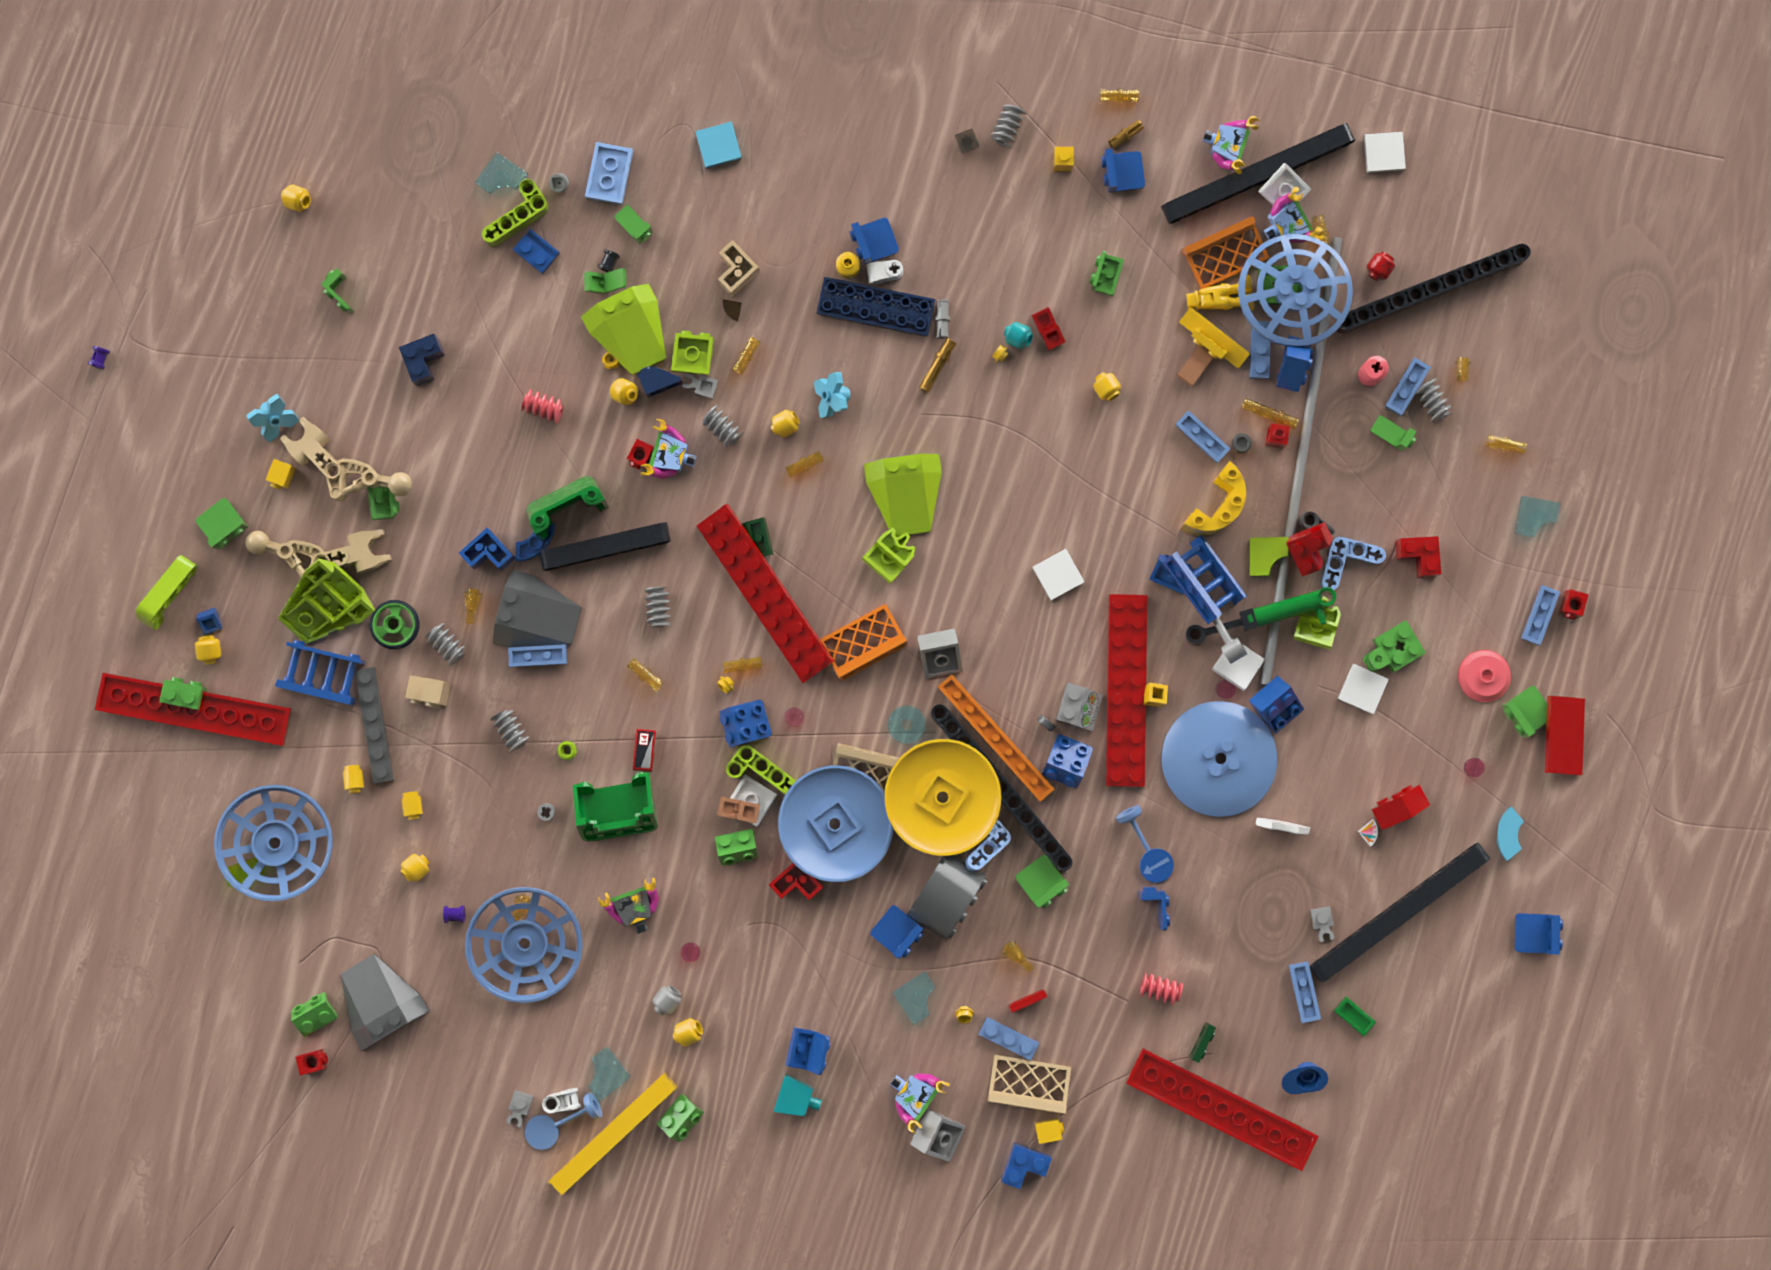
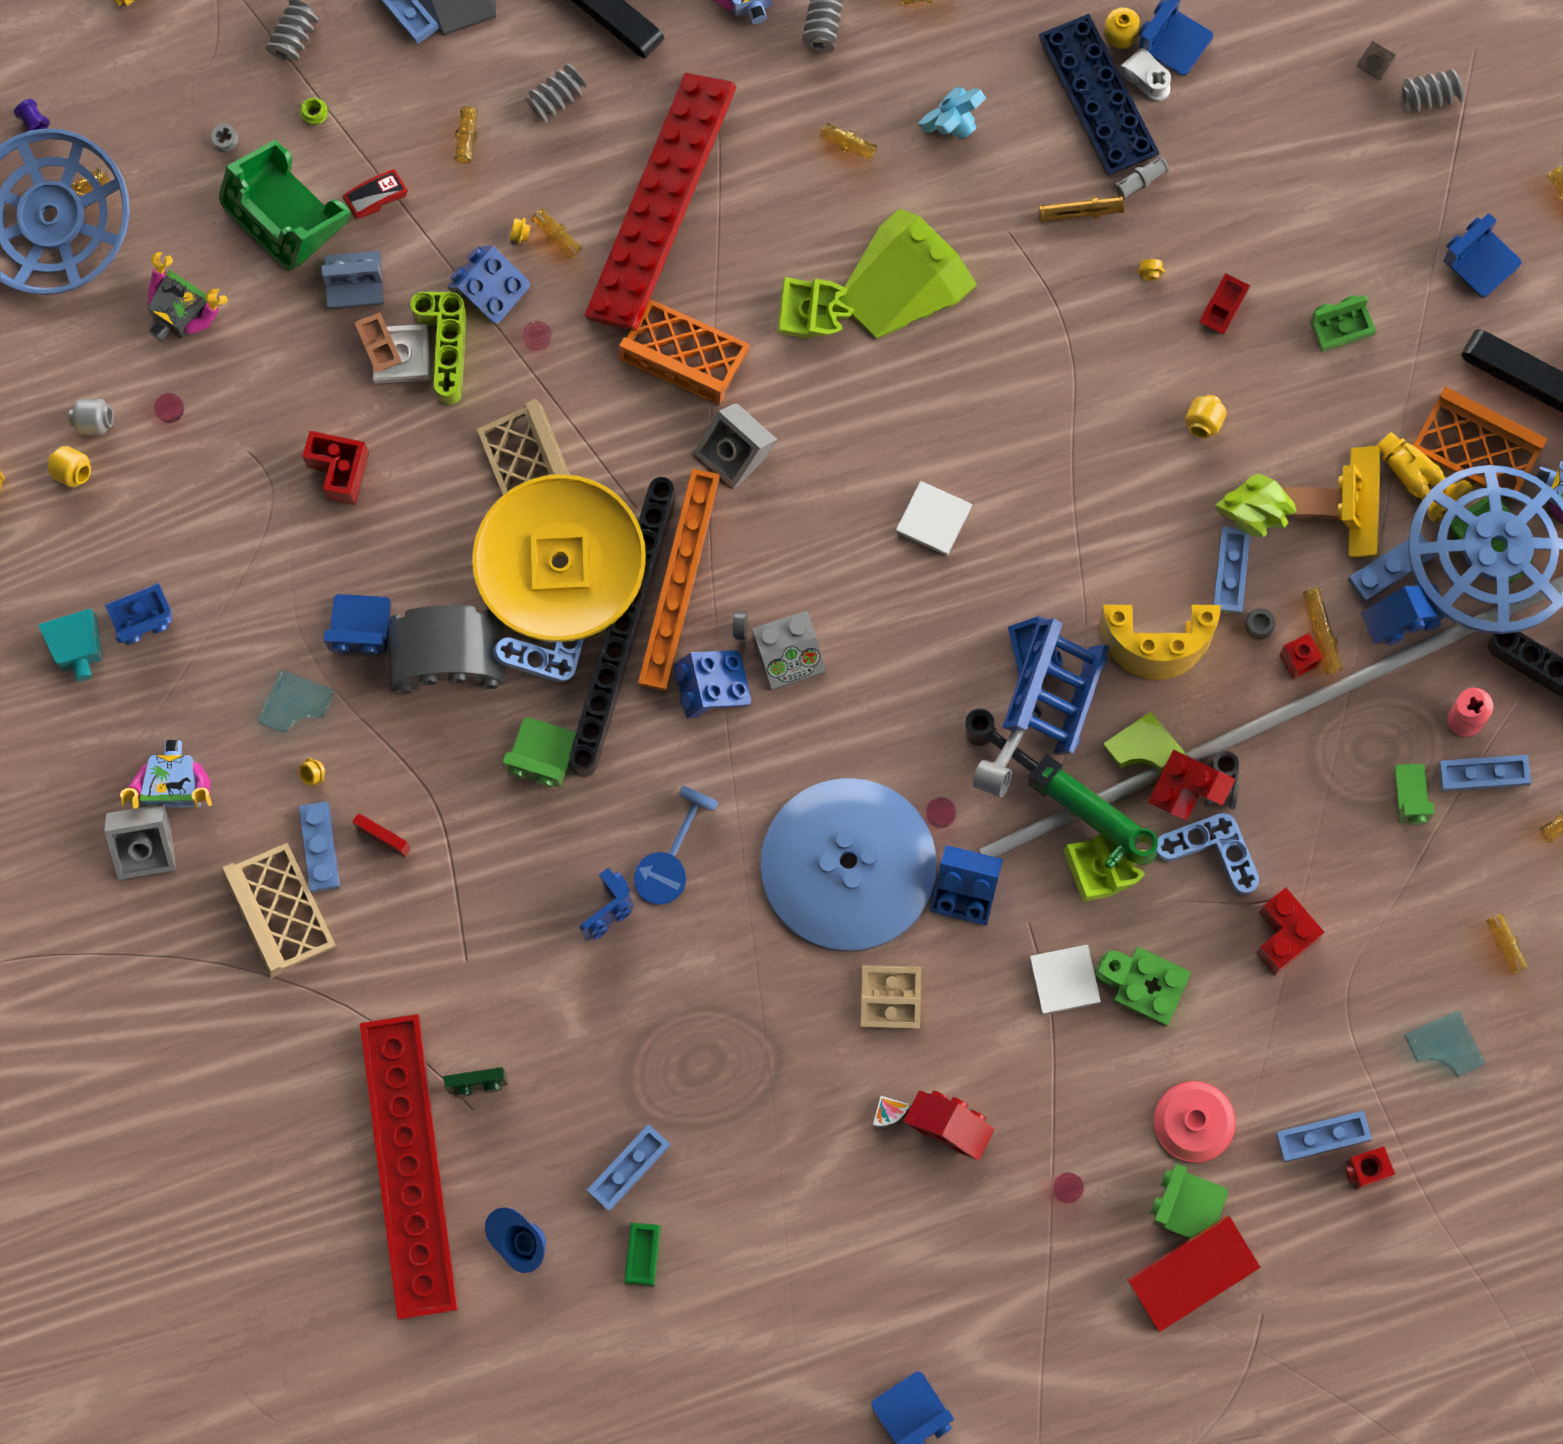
camera: 55 degrees right, 10 degrees down
(415, 868) = (56, 38): yellow head -> none
(687, 797) = (353, 279): none -> sand blue bracket
(736, 847) = (331, 373): bright green bracket -> none
(759, 533) = (727, 146): dark green plate -> none
(785, 423) = (880, 87): yellow head -> none
(862, 818) = (430, 419): medium blue dish -> none
(914, 716) = (619, 451): clear light blue tile -> none
(1014, 953) = (429, 781): clear yellow cone -> none
(1018, 335) = (1188, 274): teal head -> none
(1022, 1160) = (174, 961): blue brick -> none
(1049, 1130) = (236, 970): yellow brick -> none
(1063, 159) = (1441, 180): yellow brick -> none
(1125, 134) = (1529, 232): pearl gold axle -> none
(1126, 690) = (851, 695): red plate -> none
(1160, 692) = (877, 726): yellow plate -> none
(1160, 988) = (506, 985): coral piece -> none
(1179, 397) = (1257, 506): none -> lime plate
(1241, 671) = (978, 810): white tile -> none
(1283, 826) = (819, 996): white tile -> none
(1307, 787) = (891, 996): none -> tan slope
(1322, 920) = (736, 1129): light grey plate -> none
(1399, 912) = (816, 1218): black beam -> none
(1434, 401) = (1489, 815): light grey piece -> none
(1508, 833) = (1015, 1288): medium azure tile -> none

